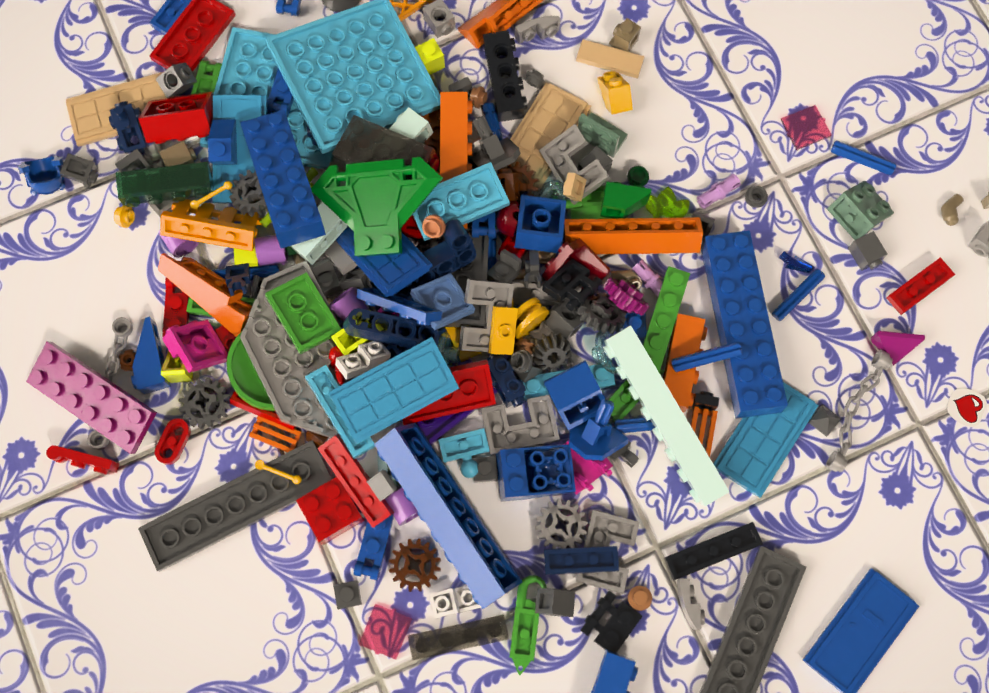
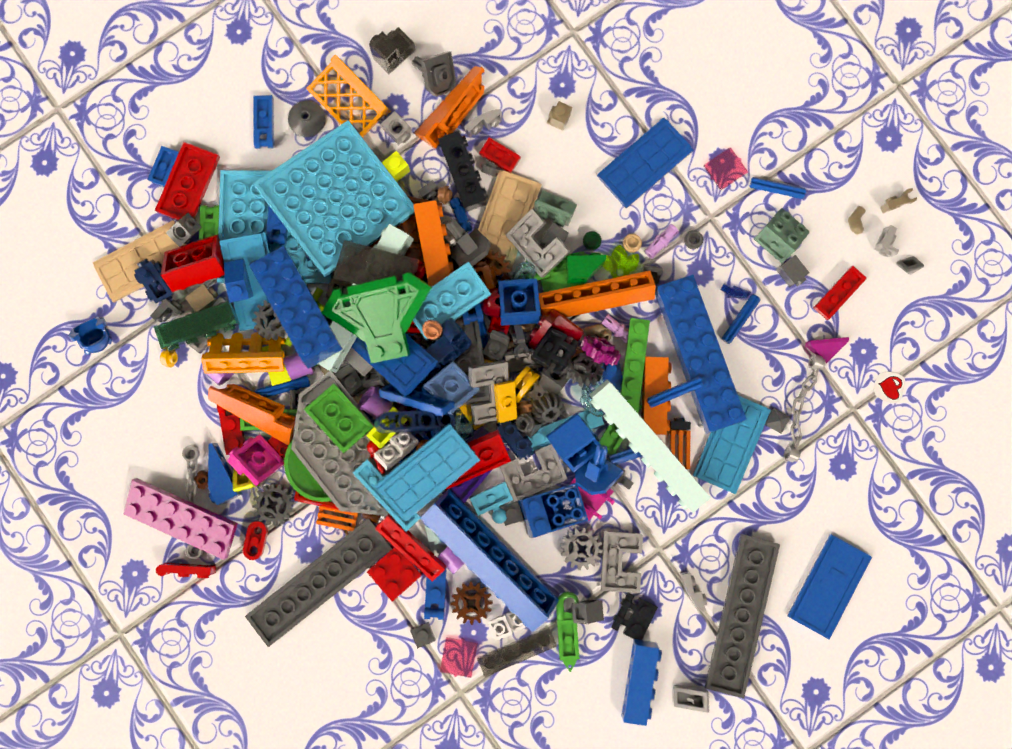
camera: 10 degrees left, 10 degrees up
(79, 170) = (121, 326): dark grey bracket -> none
(196, 203) = (226, 338): yellow hinge -> none
(237, 277) = (276, 396): dark blue plate -> none
(260, 465) = (330, 547): yellow hinge -> none
(382, 485) = (433, 548): slope -> none
(550, 66) = (499, 155): none -> red plate
(574, 187) = (541, 266): tan plate -> none
(581, 560) = (602, 575): dark blue plate -> none
(610, 58) = (550, 137): tan tile -> none
(615, 92) = (560, 169): yellow slope -> none
(639, 598) = (653, 593): medium nougat plate -> none
(684, 187) = (632, 243): none -> tan plate
(713, 104) = (645, 162): none -> blue piece
(713, 551) = (704, 545): black plate -> none

